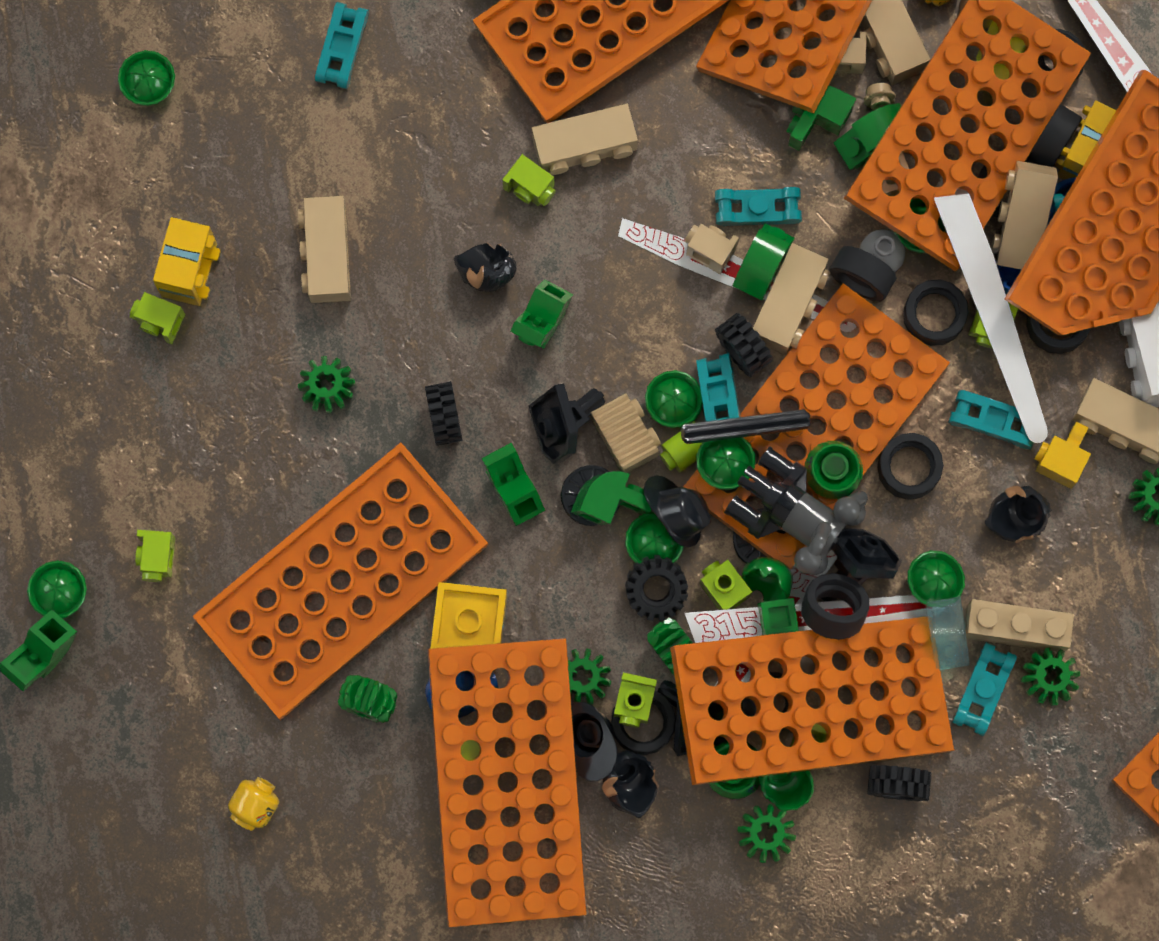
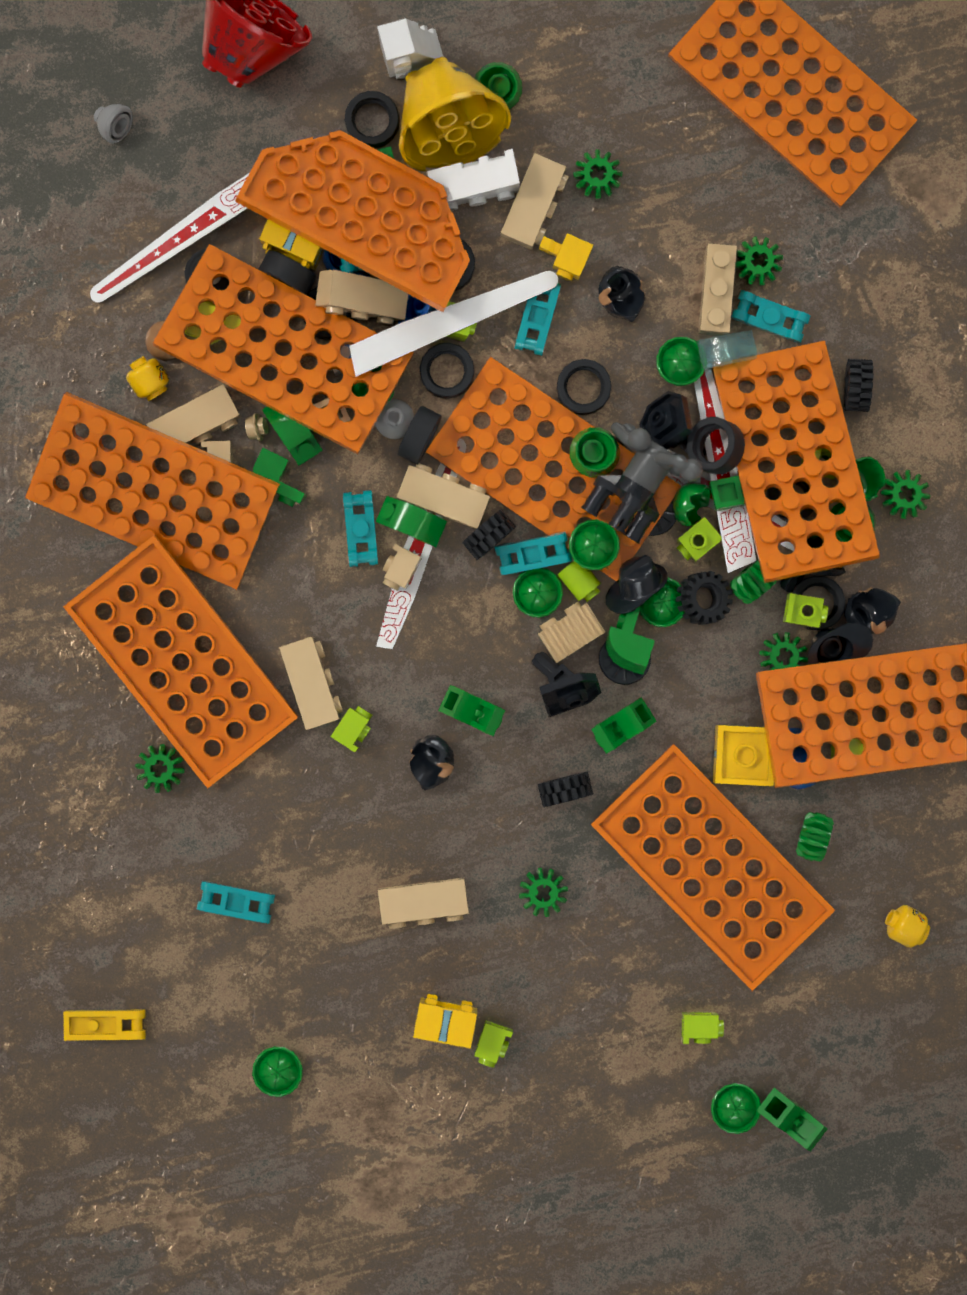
camera: 90 degrees left, 10 degrees up
(745, 426) = (565, 529): black axle -> none

